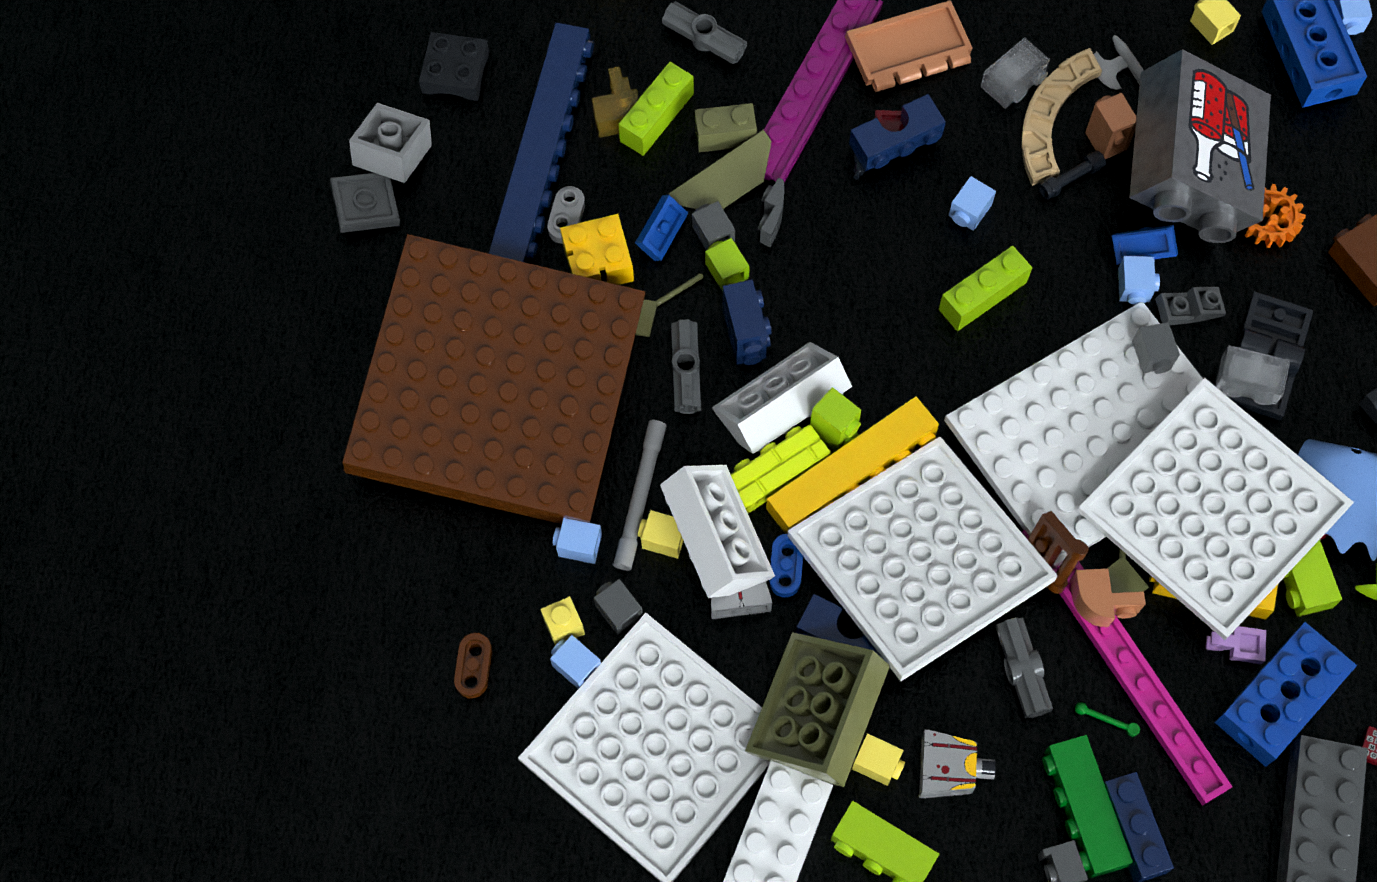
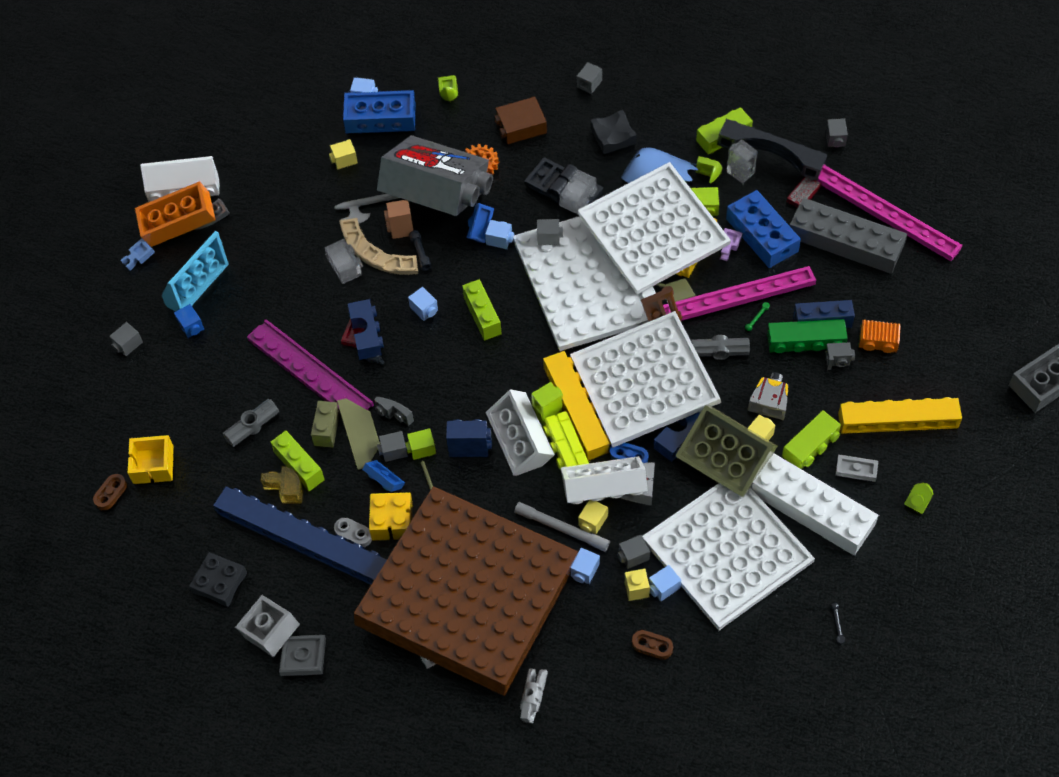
camera: 75 degrees left, 10 degrees down
(362, 513) = (532, 695): none -> light grey hinge
(686, 382) = (496, 483): dark grey piece -> none
(910, 43) = (304, 312): nougat hinge -> none
(1096, 601) = (691, 298): nougat brick -> none
(1190, 307) = (521, 214): dark grey slope -> none

